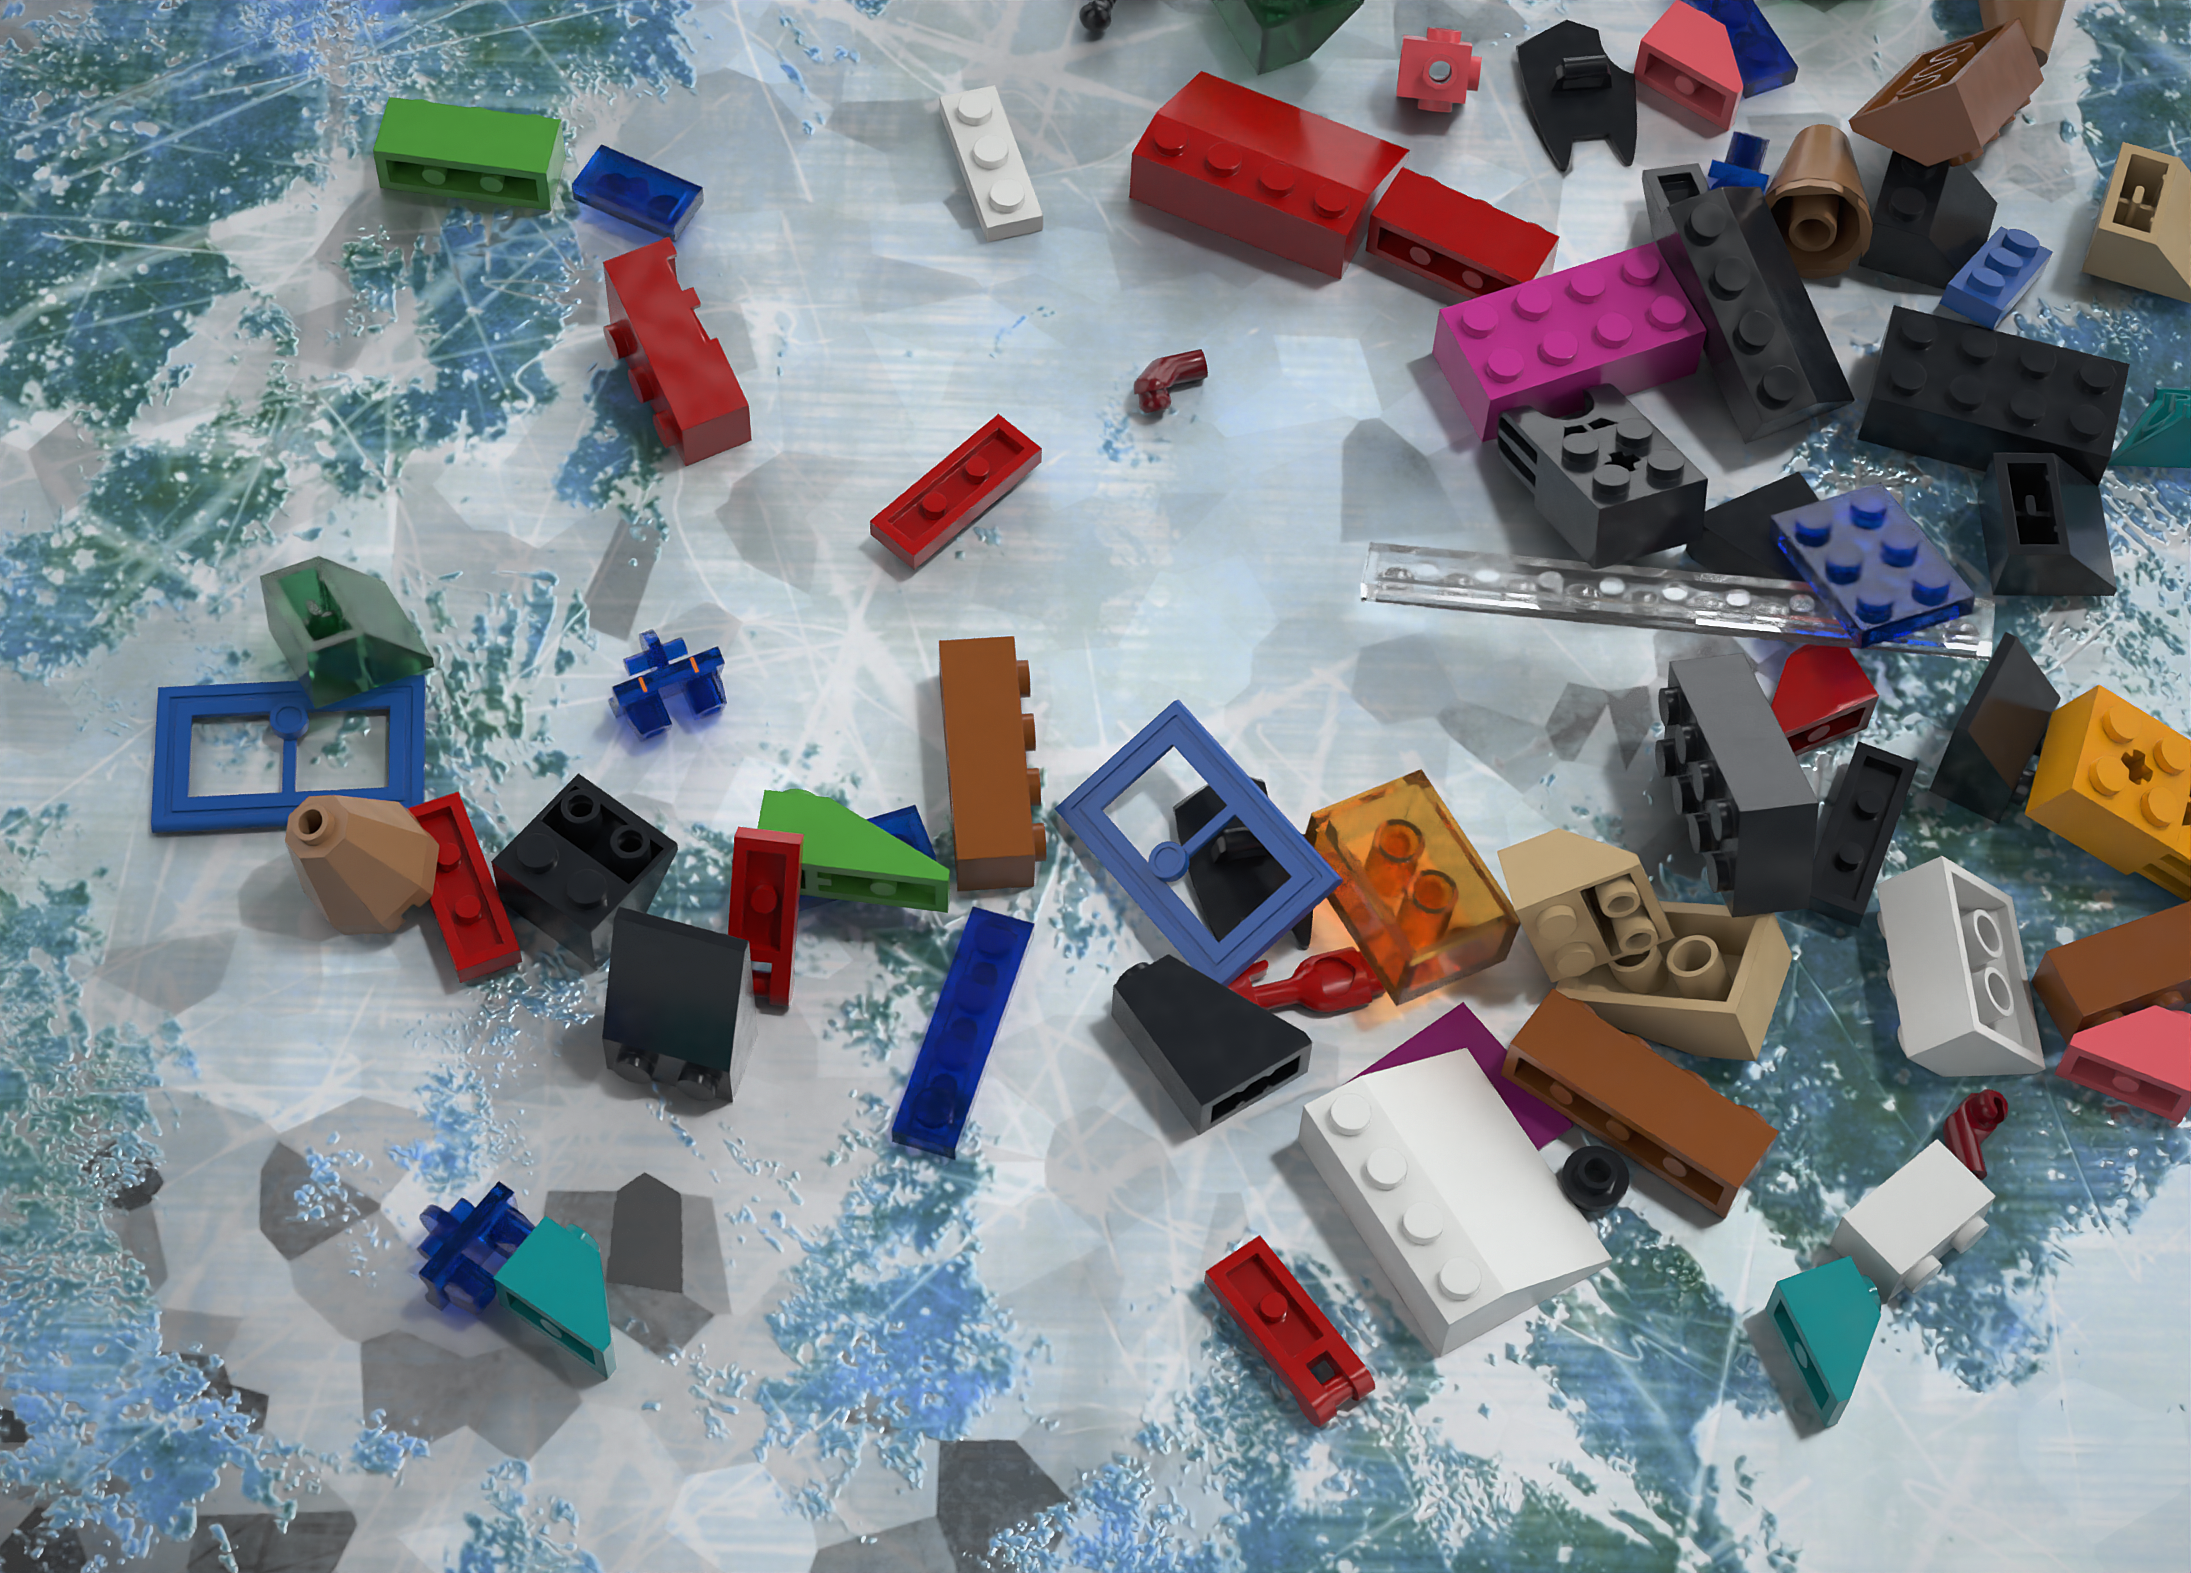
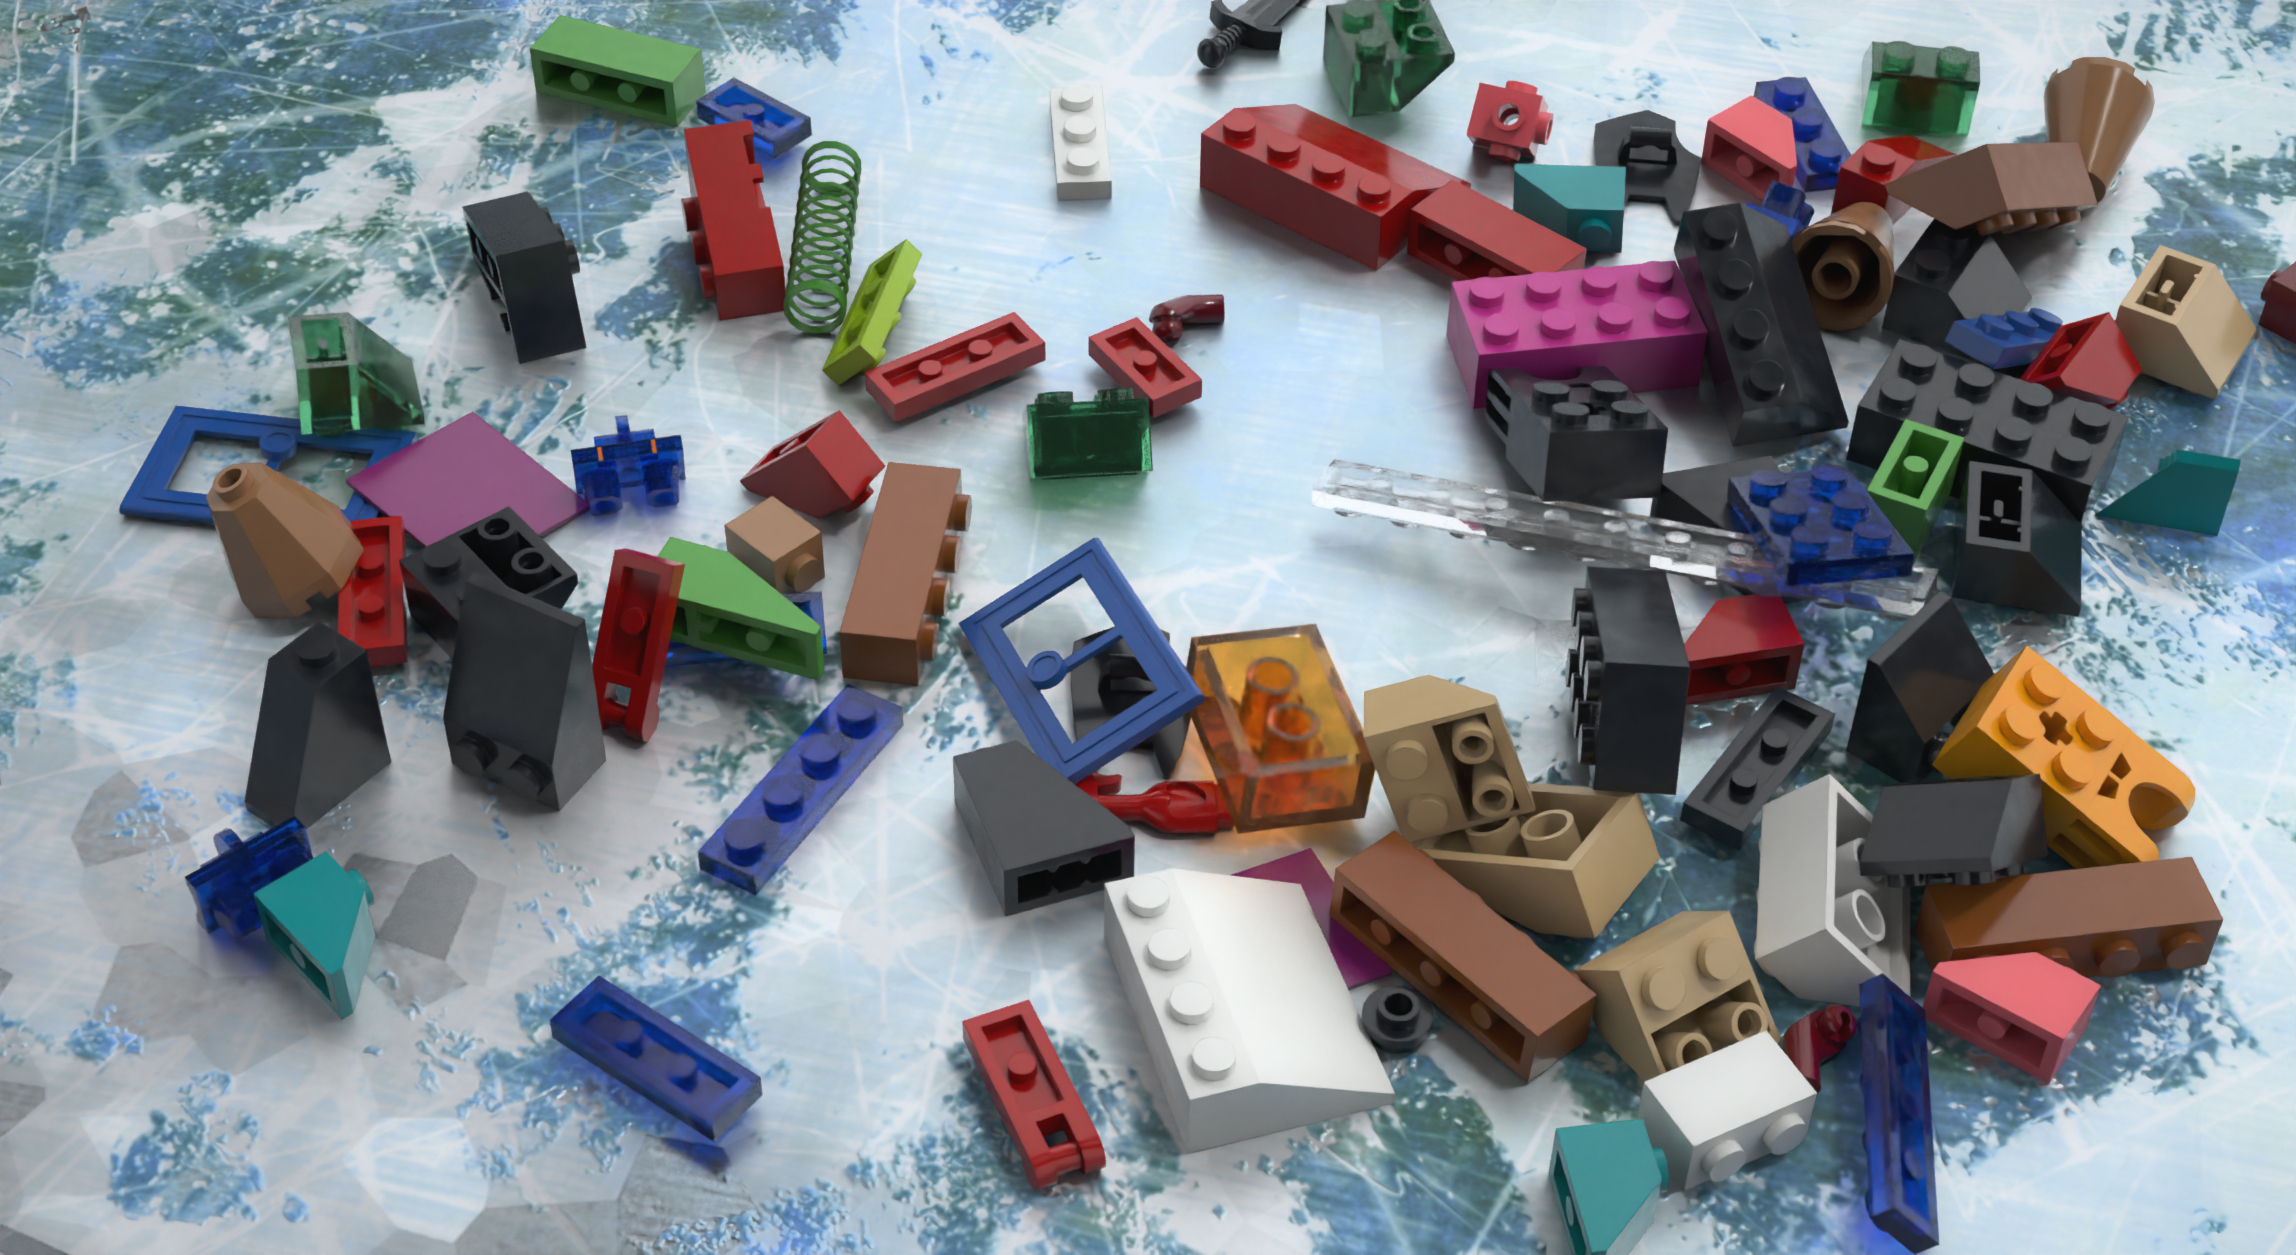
camera: 15 degrees right, 15 degrees down
(475, 448) = (531, 270): none -> black wedge
(481, 1082) = (315, 729): none -> black slope
(503, 738) = (463, 478): none -> magenta piece
(786, 425) = (827, 190): none -> bright green piece
(850, 438) = (873, 313): none -> lime plate
(851, 762) = (777, 546): none -> medium nougat brick
(857, 652) = (818, 469): none -> red slope
(929, 1365) = (656, 1058): none -> clear blue plate
(1119, 562) = (1087, 436): none -> clear green slope
(1148, 457) = (1146, 364): none -> red plate
(1527, 169) = (1574, 202): none -> teal slope
(1831, 72) = (1879, 162): none -> red slope
(1846, 1111) = (1677, 993): none -> tan slope
(1940, 478) = (1916, 480): none -> bright green brick
(2062, 890) = (1955, 830): none -> black slope
(2062, 1191) = (1897, 1115): none -> clear blue plate
(2070, 297) = (2087, 362): none -> red slope

